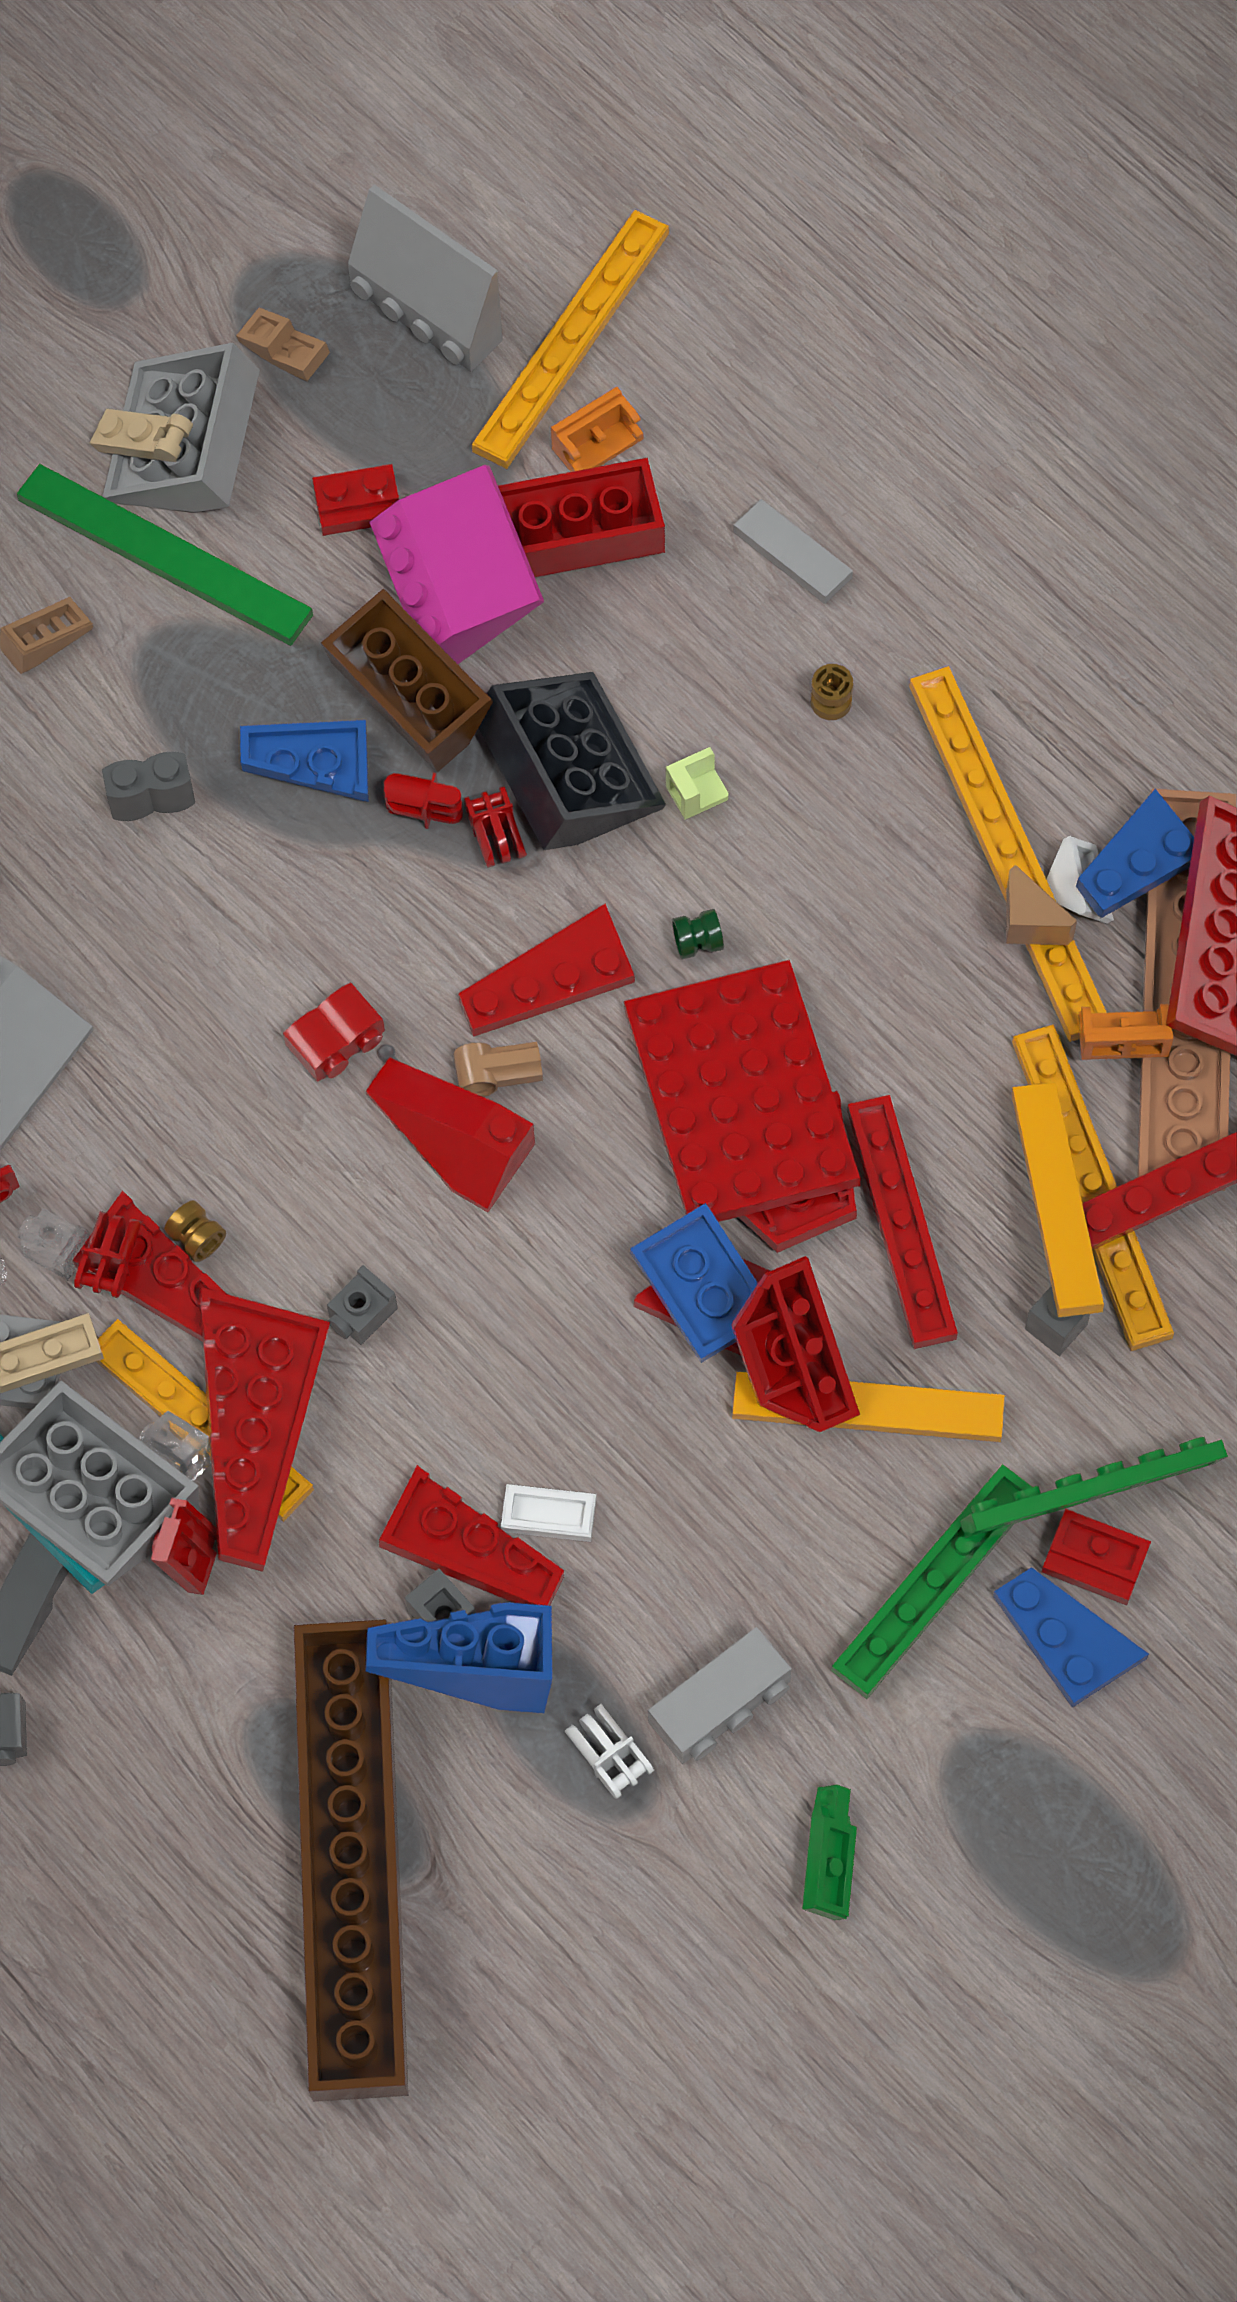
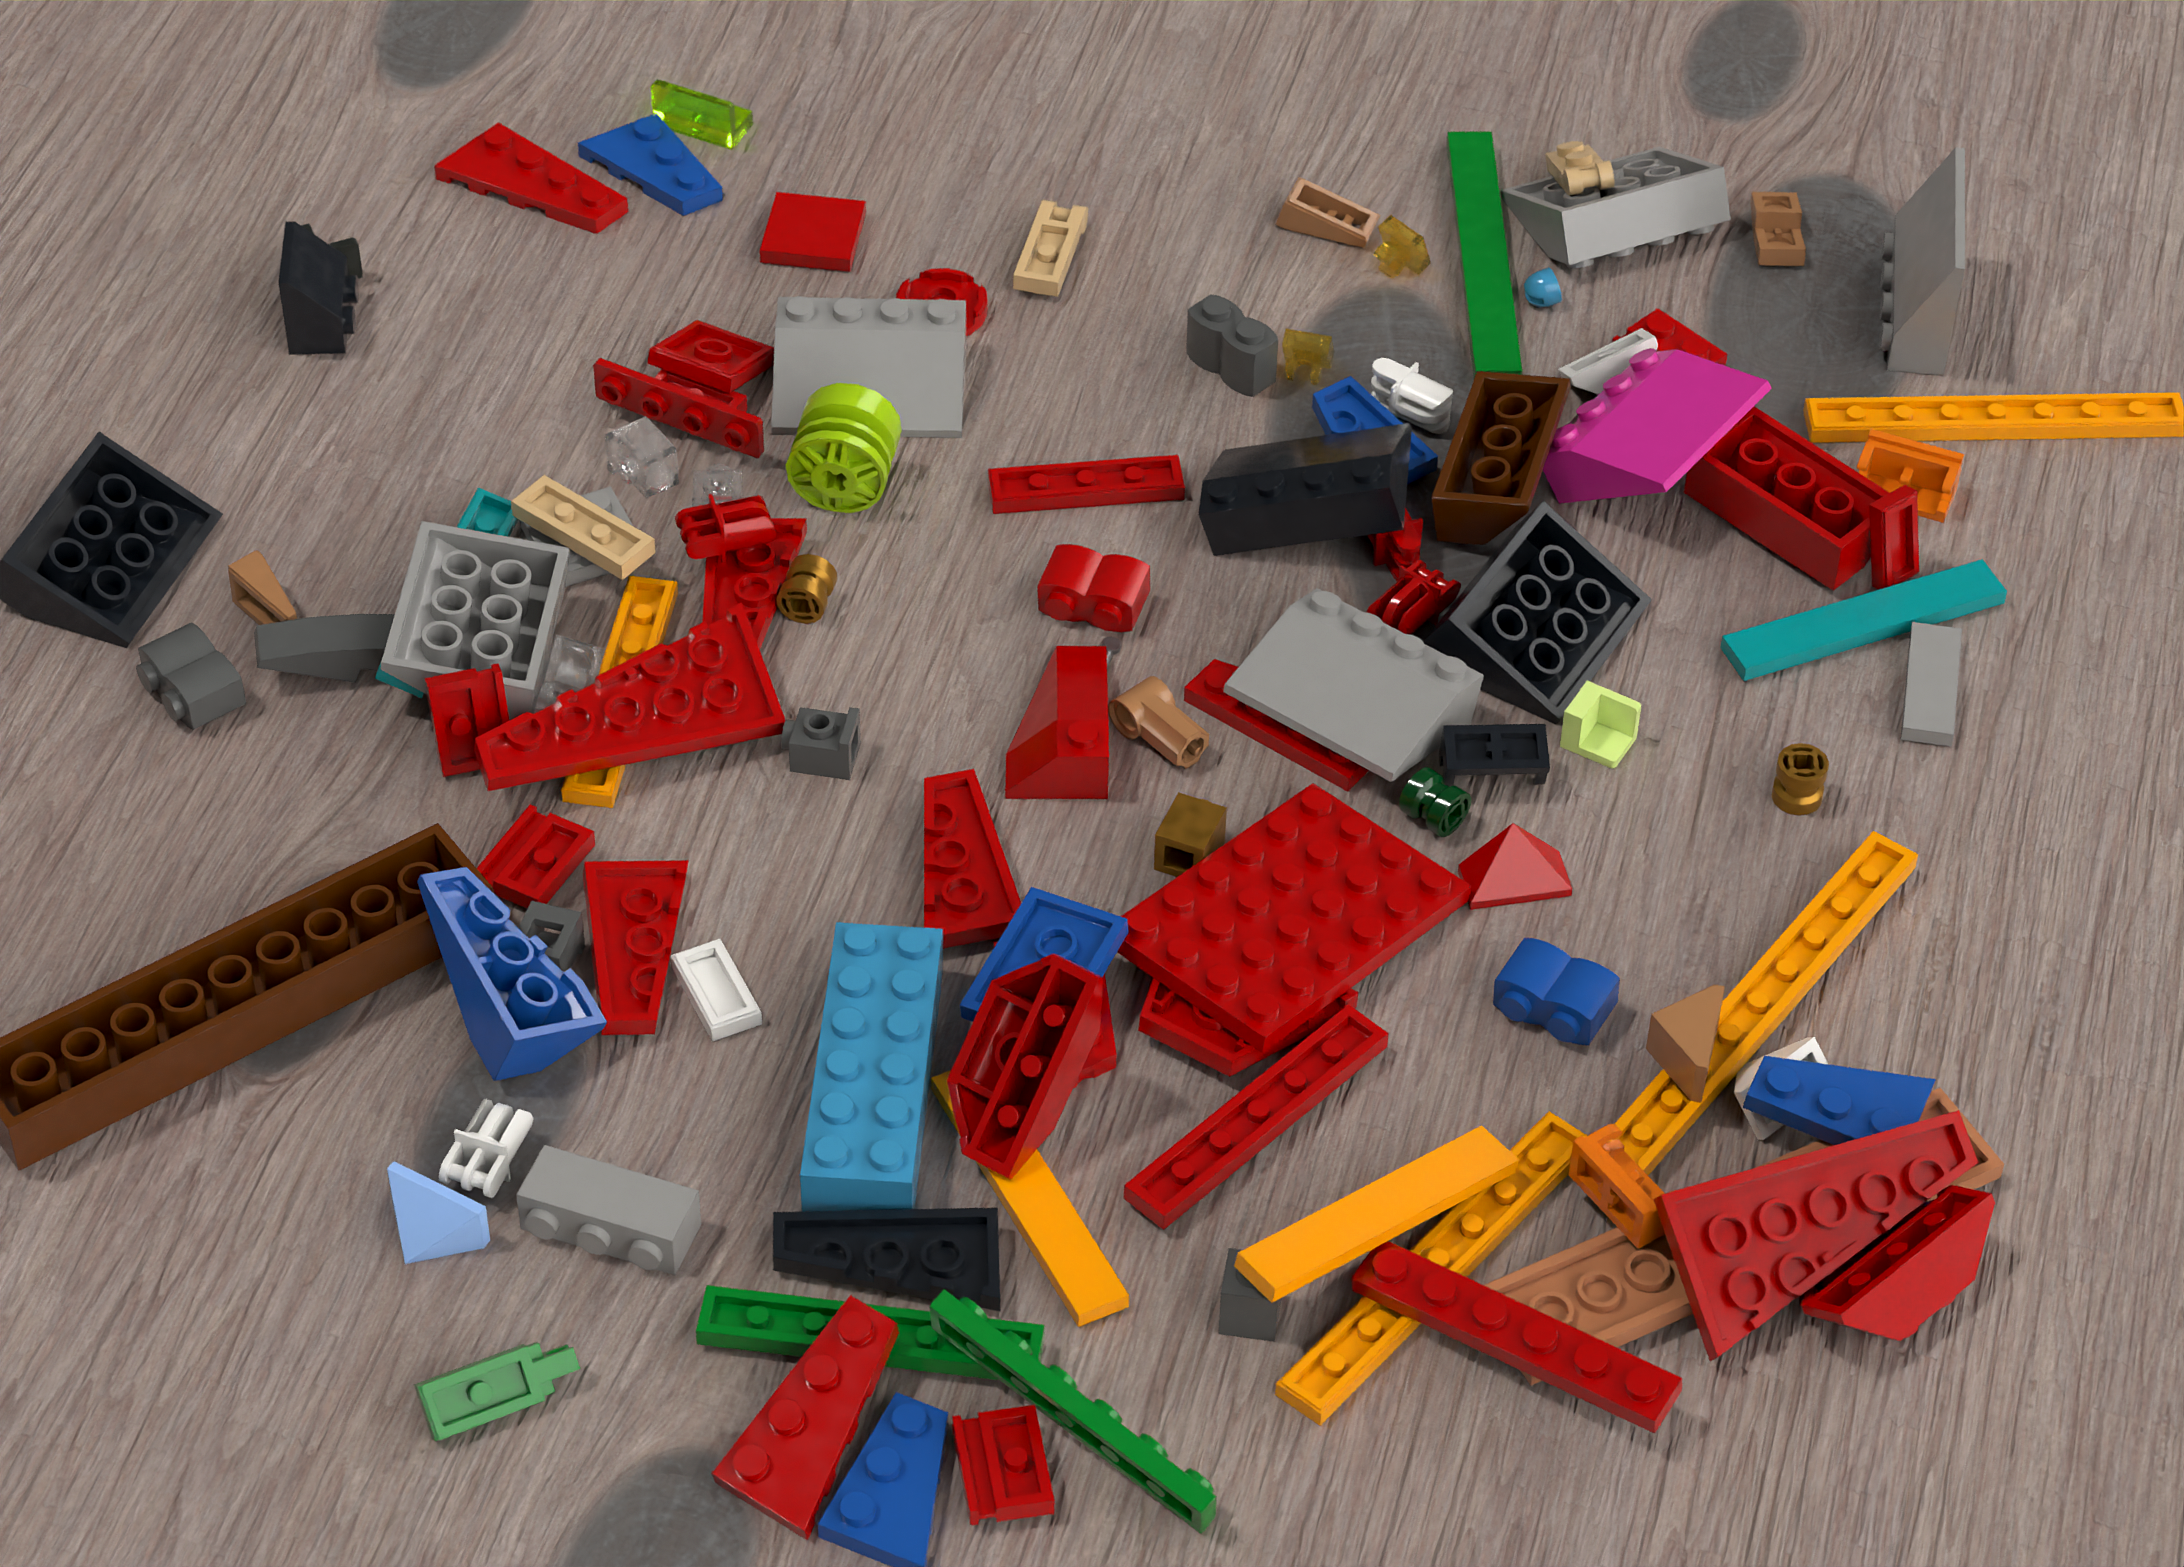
camera: 55 degrees right, 20 degrees down
(78, 1122) = (844, 448): none -> lime wheel
(125, 605) = (1400, 249): none -> clear yellow tile
(190, 737) = (1307, 349): none -> clear yellow tile
(211, 973) = (1086, 484): none -> red tile
(234, 538) = (1543, 288): none -> dark azure hinge
(288, 698) = (1412, 395): none -> white arm
(342, 1572) = (536, 857): none -> red plate
(343, 824) = (1307, 490): none -> black slope
(351, 546) = (1611, 360): none -> white slope
(554, 1281) = (964, 865): none -> red wing
(564, 919) = (1356, 684): none -> light grey slope
(624, 1112) = (1188, 834): none -> pearl gold brick
(646, 1824) = (433, 1217): none -> light blue slope
(667, 484) = (1894, 537): none -> red tile
(685, 869) = (1494, 751): none -> black hinge
(705, 553) = (1862, 619): none -> teal tile
(708, 1448) = (872, 1069): none -> dark azure brick
(789, 925) = (1514, 870): none -> slope
(879, 1514) = (895, 1250): none -> black wing
(918, 967) = (1556, 991): none -> blue brick
(994, 1669) = (797, 1438): none -> red wing

